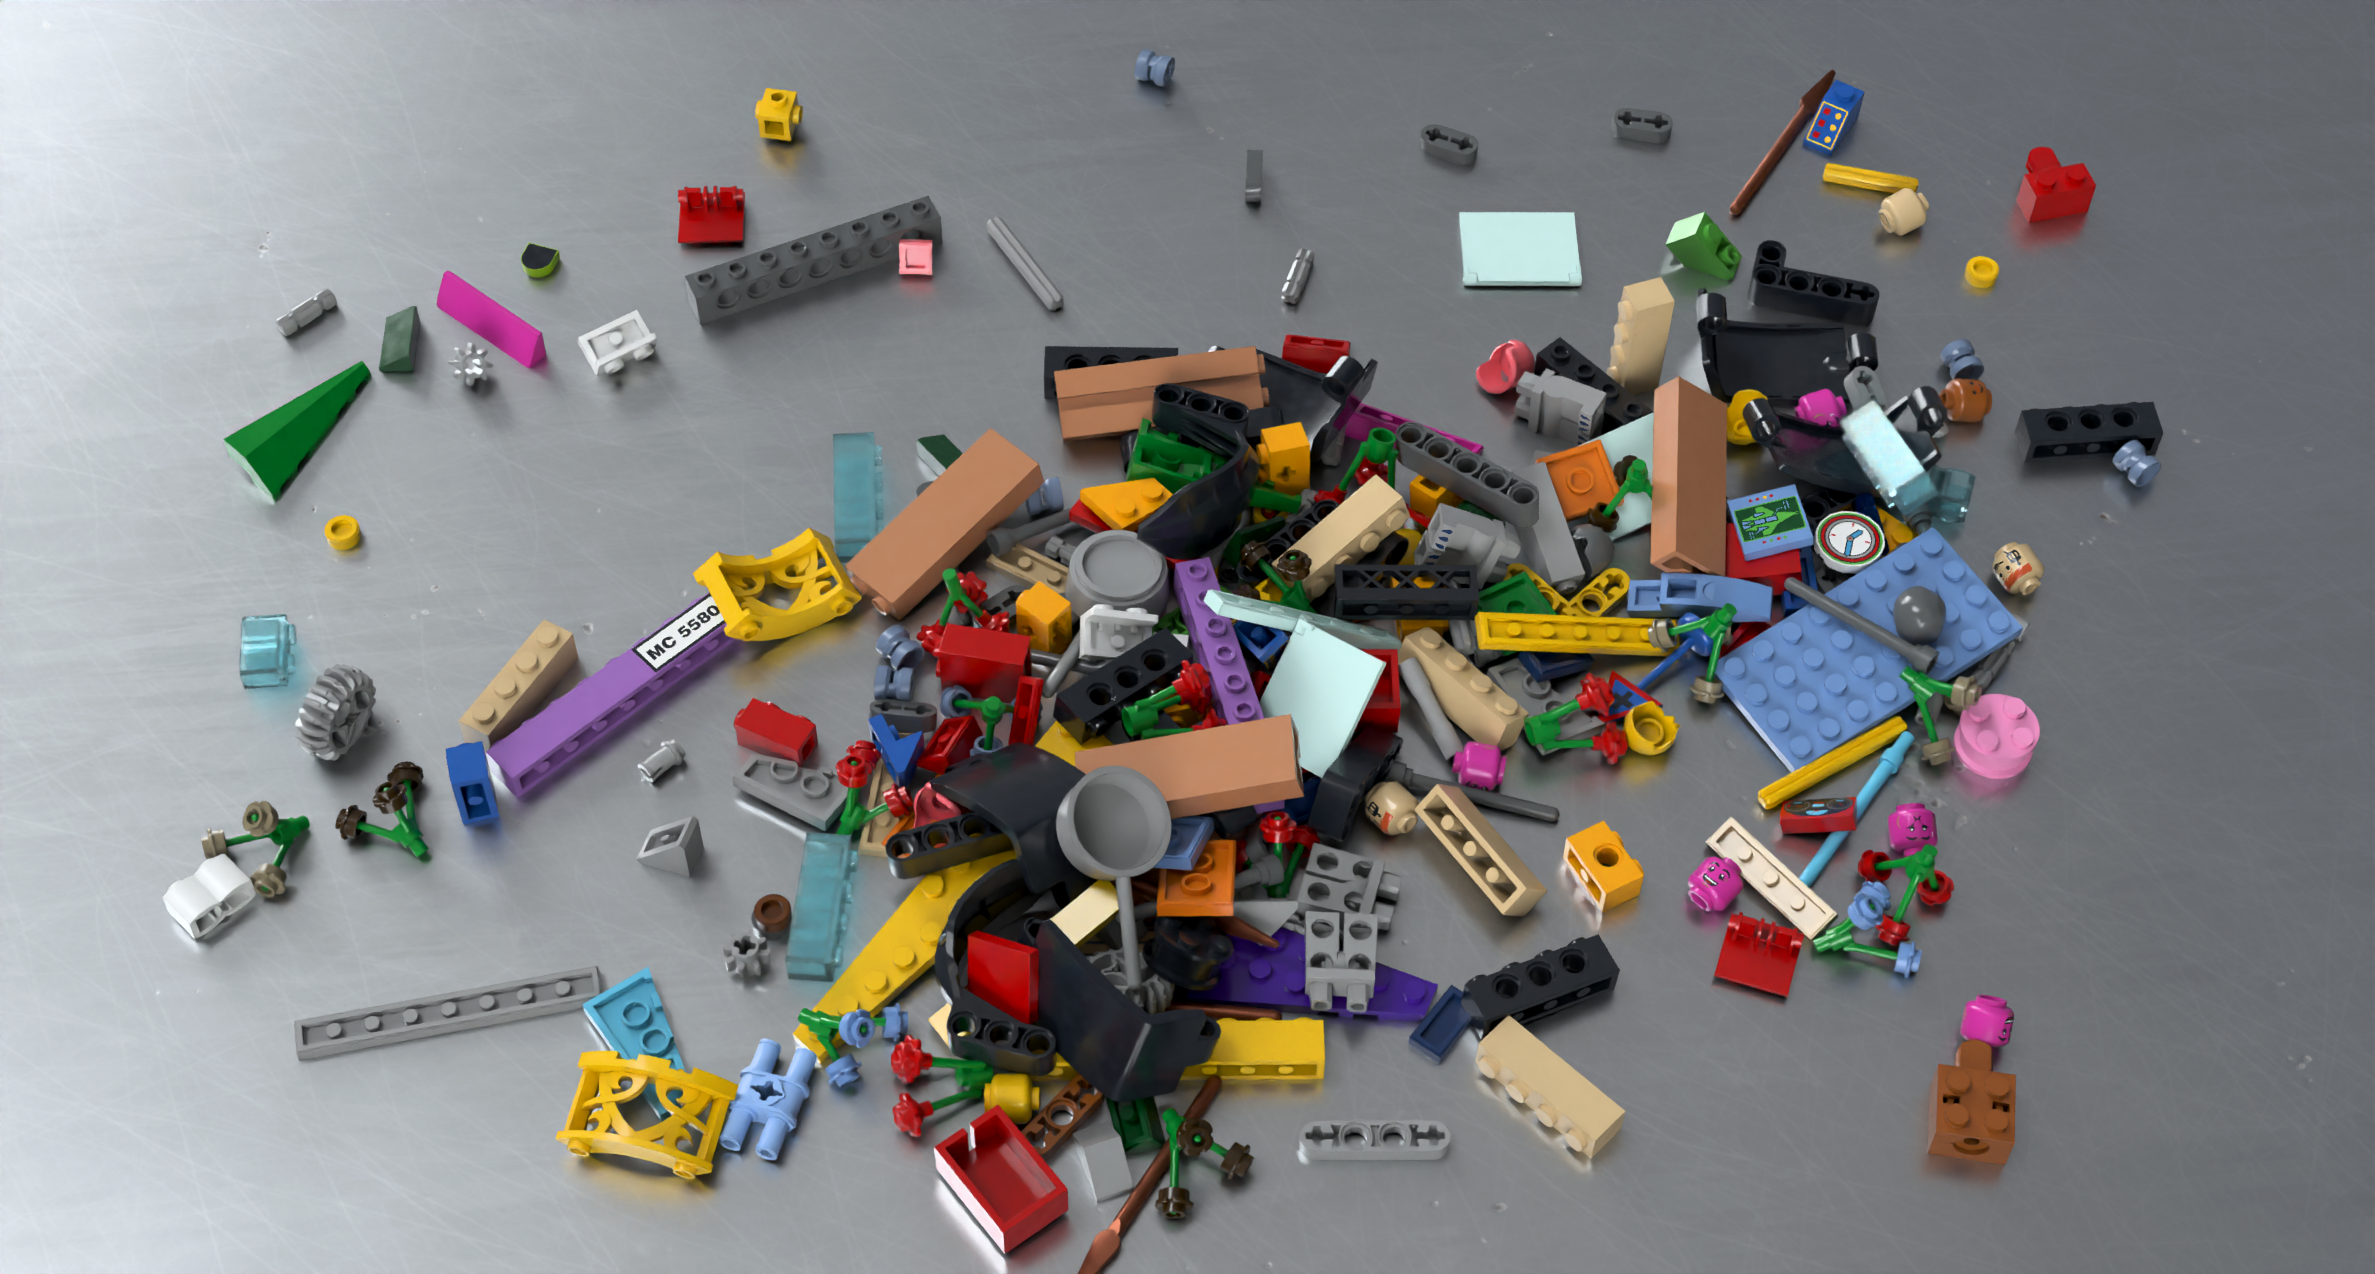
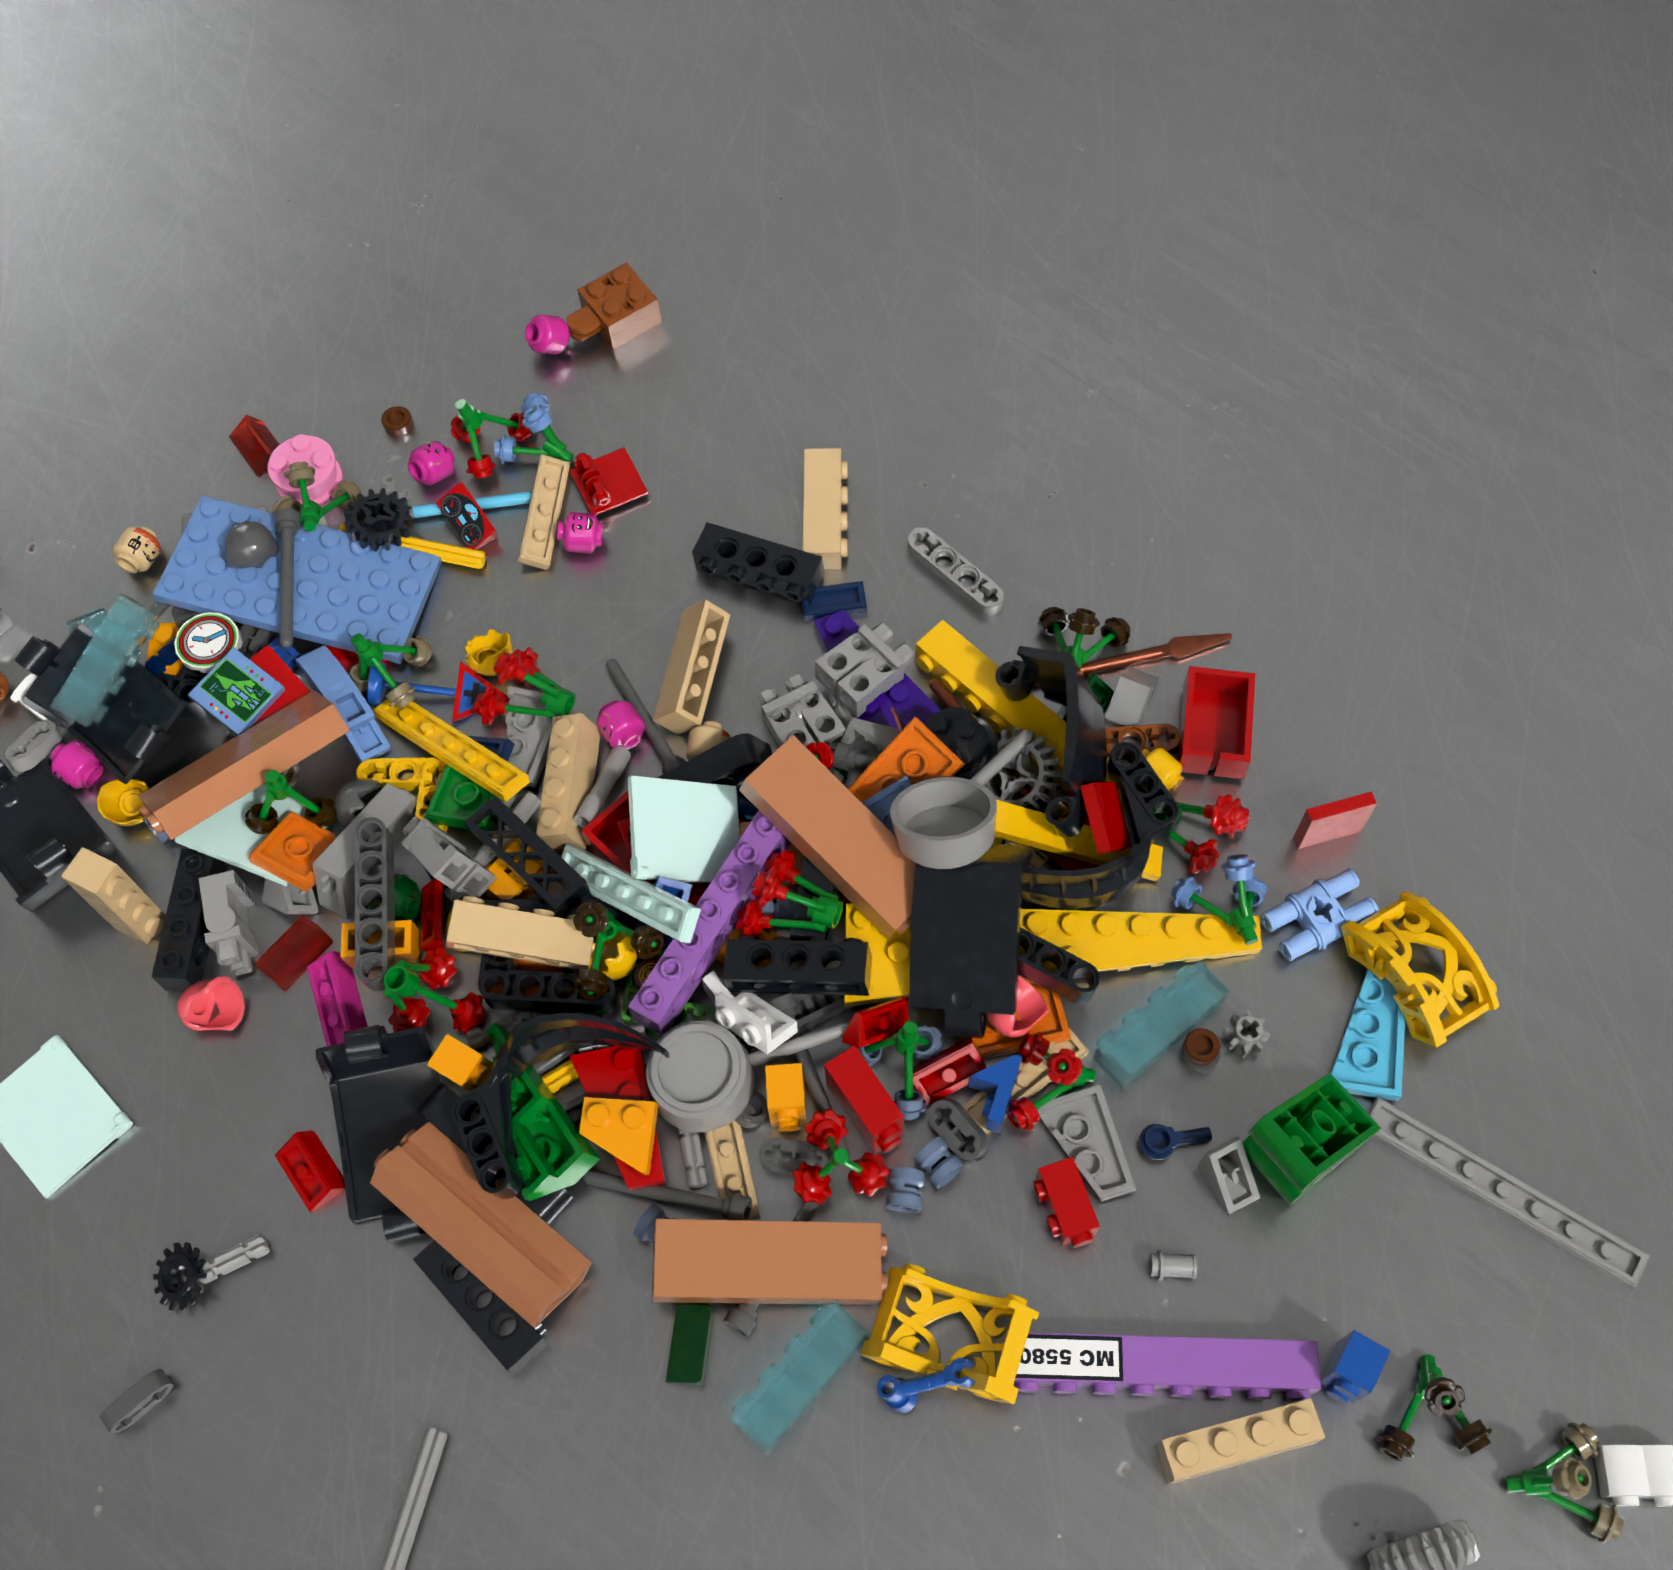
camera: 130 degrees left, 10 degrees up
(629, 890) = (1308, 1137): none -> green brick
(746, 831) = (1159, 1141): none -> dark blue plate
(781, 534) = (903, 1393): none -> blue brick
(819, 1171) = (1334, 820): none -> tile
(1315, 240) = (168, 1281): none -> black gear
(1503, 440) = (293, 952): none -> clear red slope
(1606, 885) = (630, 615): light orange brick -> none
(1871, 736) = (379, 519): none -> black gear
(1999, 849) = (397, 421): none -> reddish brown tile
(2073, 732) = (254, 443): none -> clear red slope

